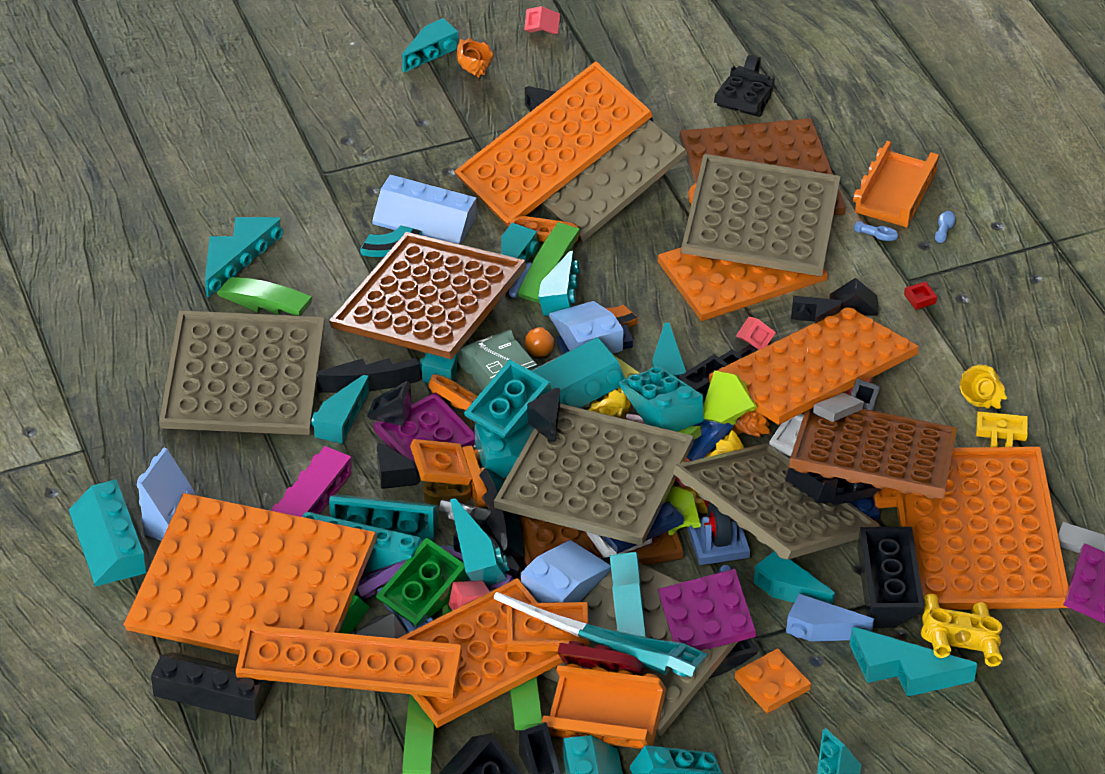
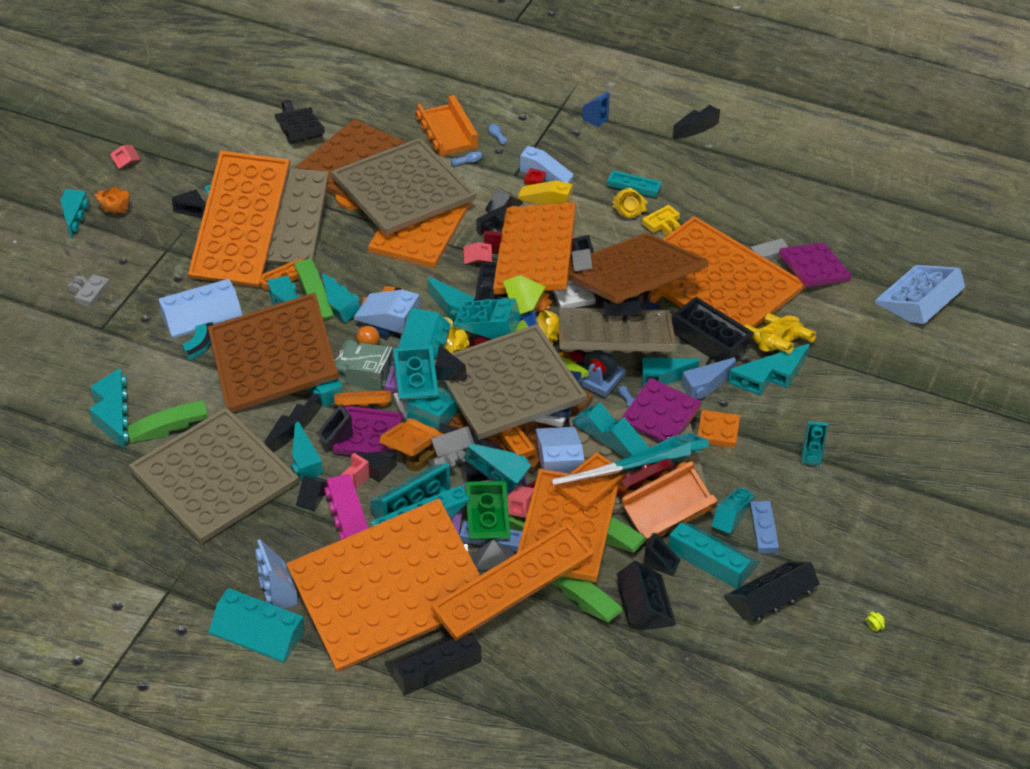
camera: 45 degrees left, 0 degrees up
(304, 447) = (311, 492): none -> black slope
(358, 131) = (89, 290): none -> light grey hinge
(366, 464) = (358, 470): none -> coral panel
(477, 494) = (452, 441): none -> light grey tile
(539, 539) = (517, 442): none -> orange plate
(784, 326) = (494, 240): none -> dark red slope
(911, 322) = (547, 192): none -> yellow slope
(944, 282) = (540, 160): none -> light blue slope
(1022, 371) = (640, 184): none -> teal plate
(1080, 267) = (597, 110): none -> blue slope

